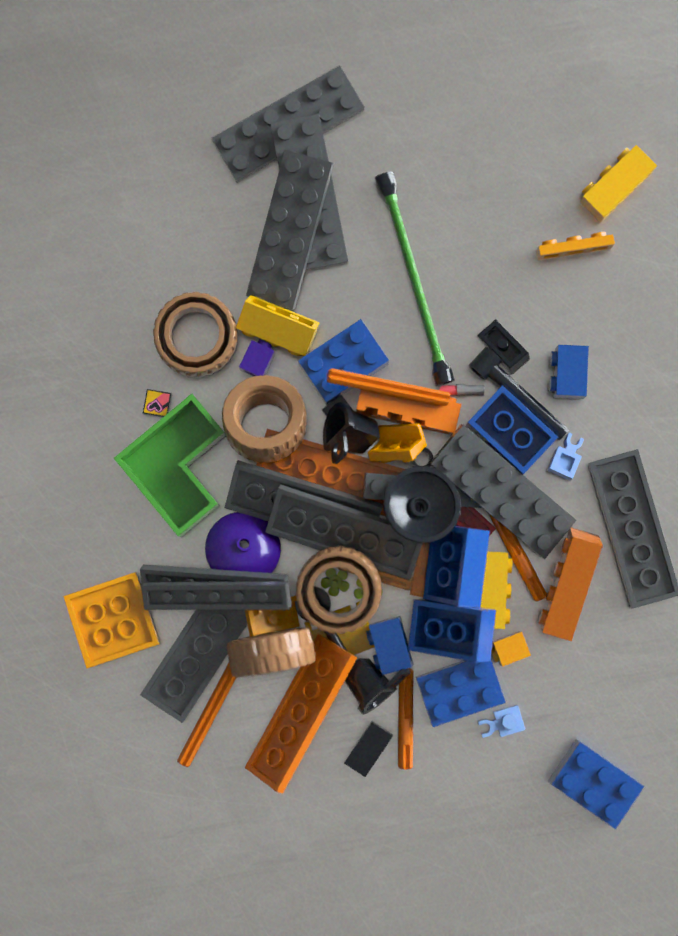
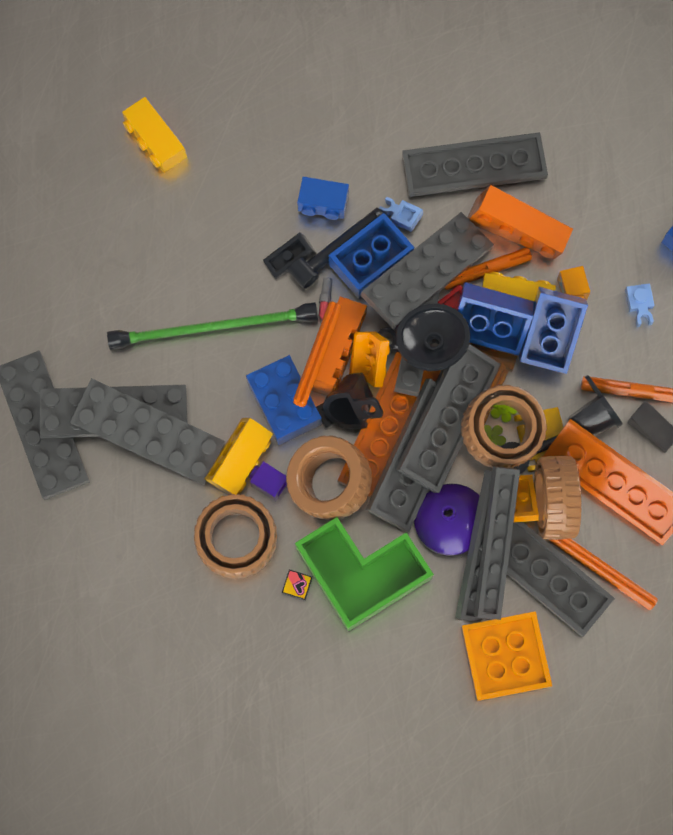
camera: 85 degrees left, 10 degrees down
(390, 645) = (560, 391): blue brick -> none
(459, 690) = (609, 336): blue brick -> none
(575, 245) = (205, 180): light orange plate -> none

